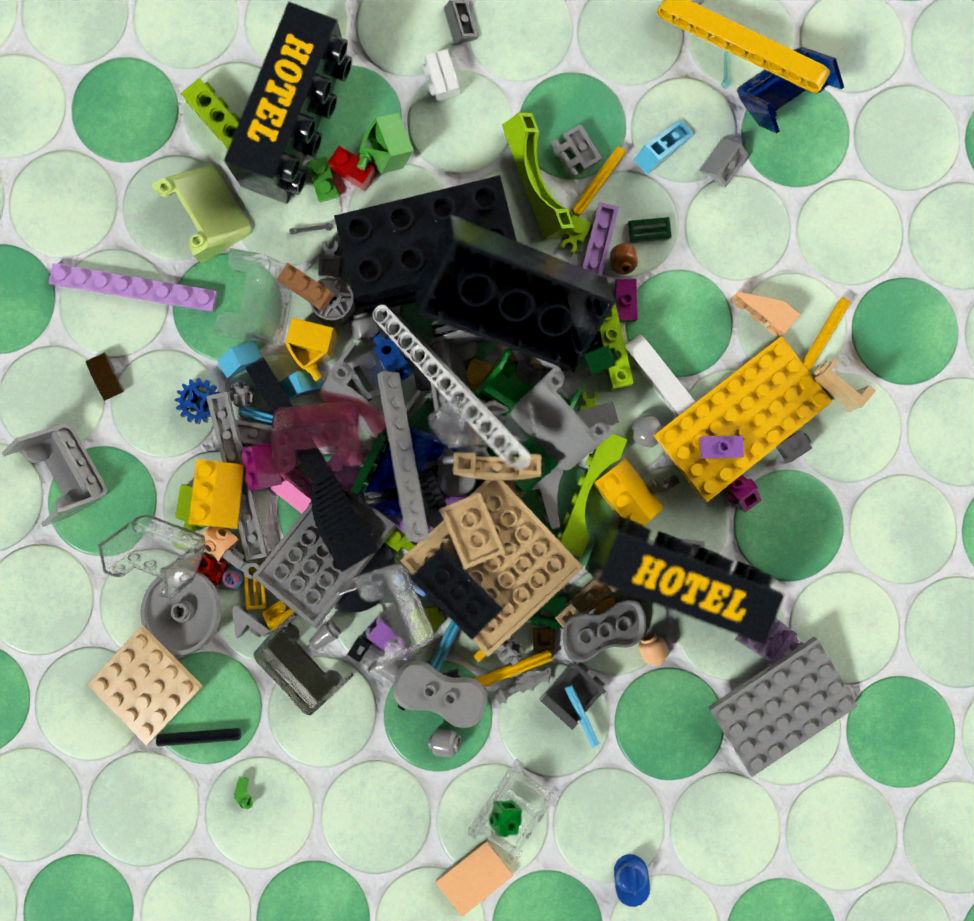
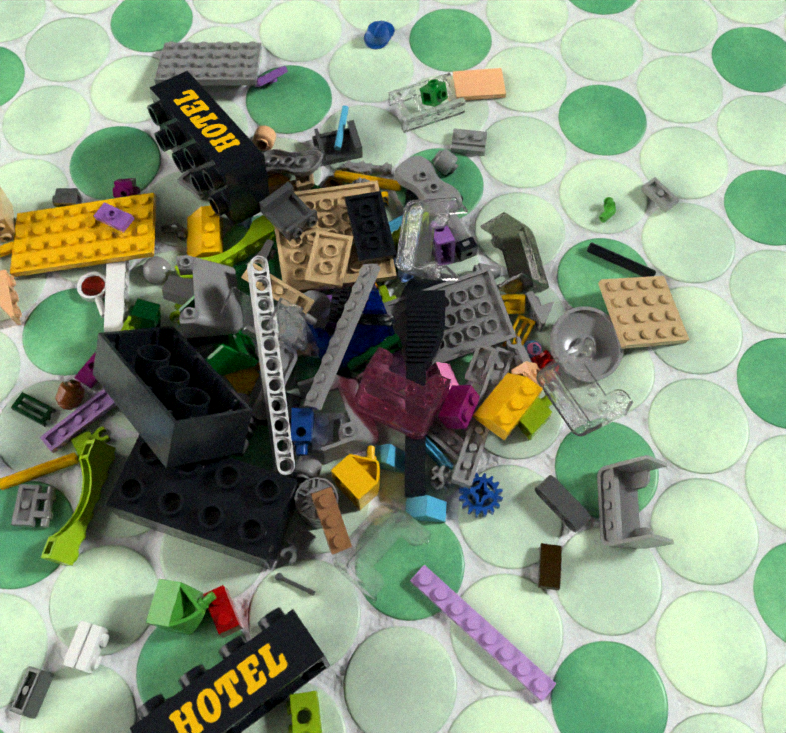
camera: 145 degrees left, 20 degrees down
(122, 439) = (562, 503): none -> dark grey beam
(198, 848) = (660, 194): none -> light grey plate
(209, 207) = (369, 660): yellowish green windscreen -> none
(271, 527) = (480, 363): none -> light grey plate
(322, 179) = (256, 611): bright green plate -> none
(438, 789) = (469, 142): none -> light grey plate
(546, 556) = (288, 212): none -> dark grey panel
(693, 374) = (92, 289): none -> piece
(705, 736) = (271, 77): none -> medium lavender plate

